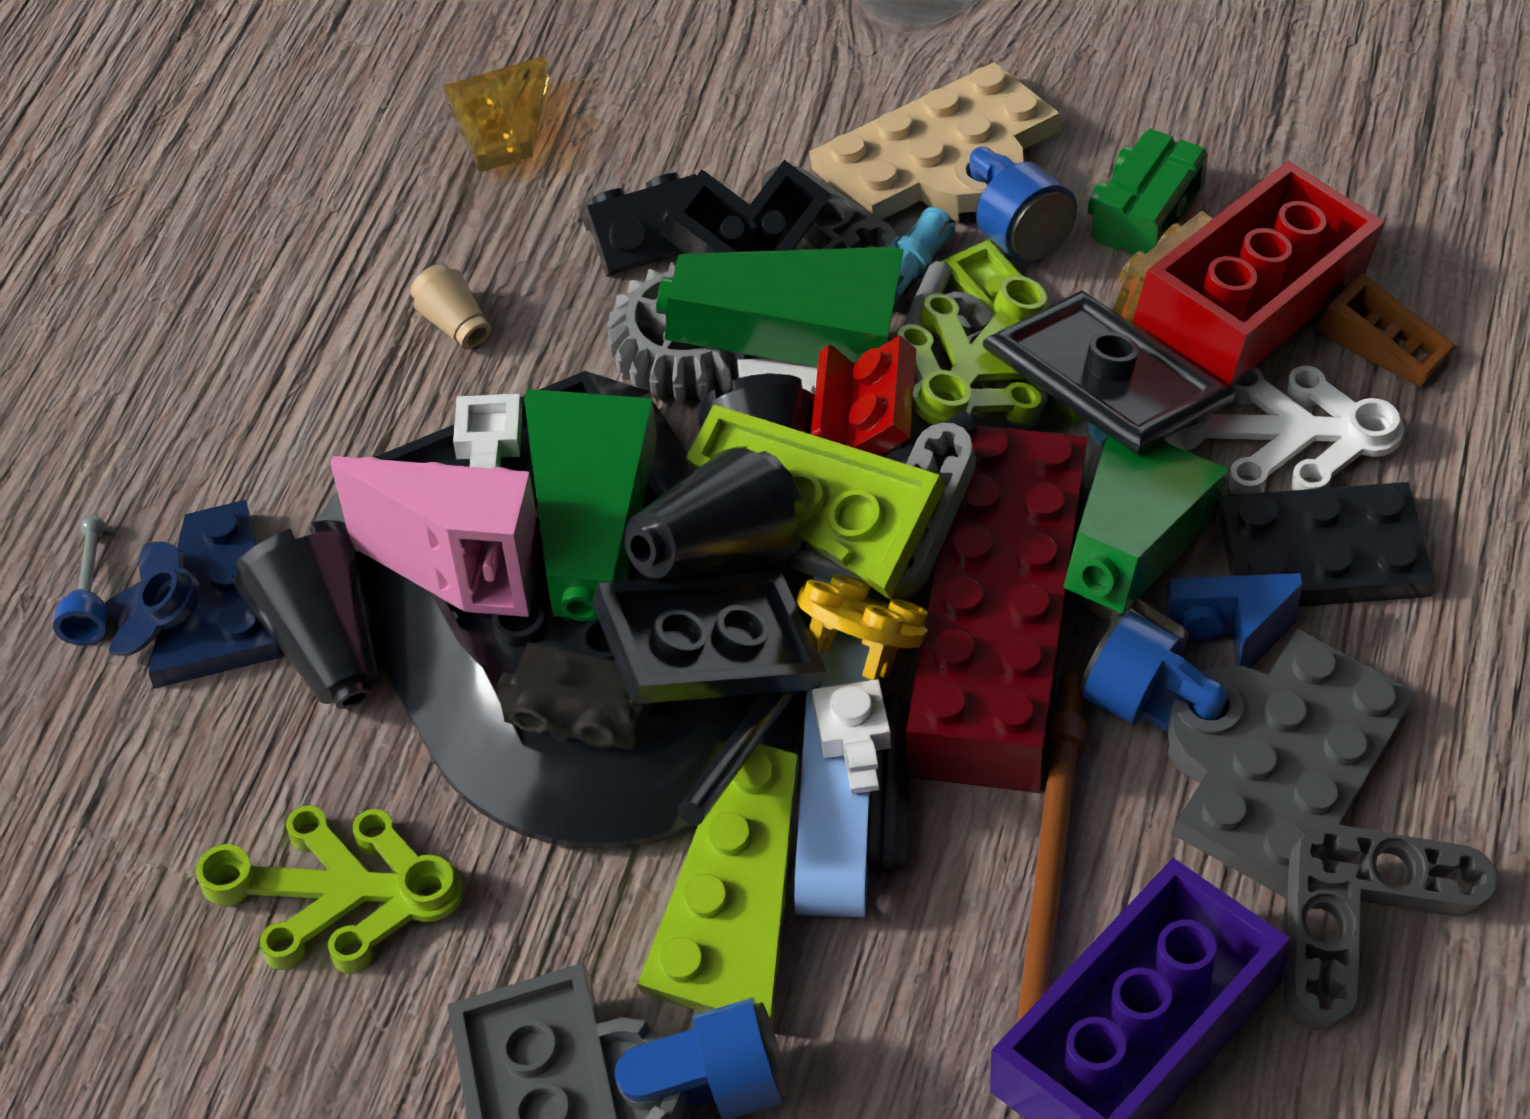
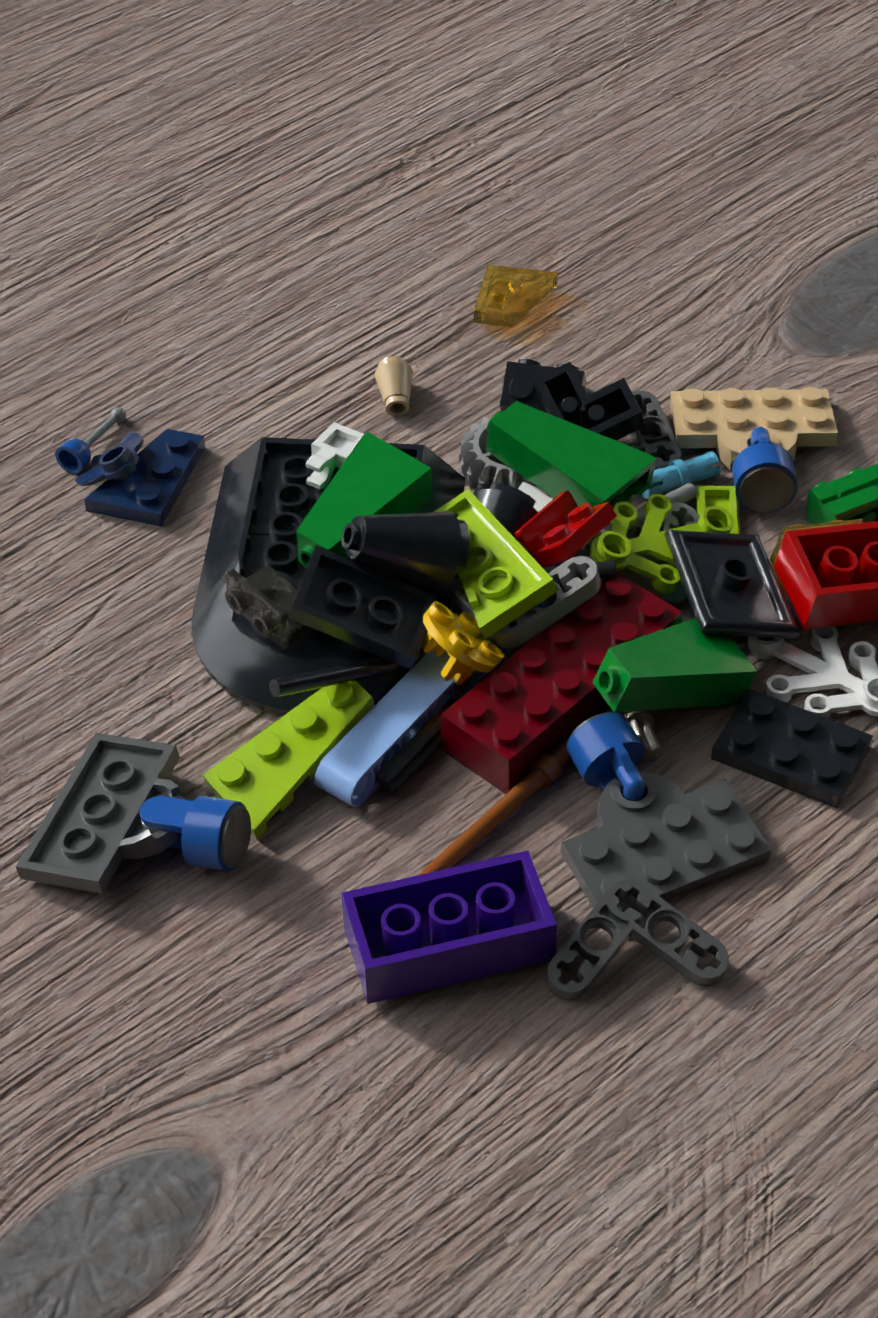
camera: 30 degrees right, 5 degrees down
(315, 609) = (187, 501): black cone -> none
(337, 888) = (131, 673): lime plant -> none
(446, 528) = (267, 482): bright pink slope -> none
(855, 726) = (413, 697): white plate -> none
(1247, 607) = (703, 753): blue slope -> none

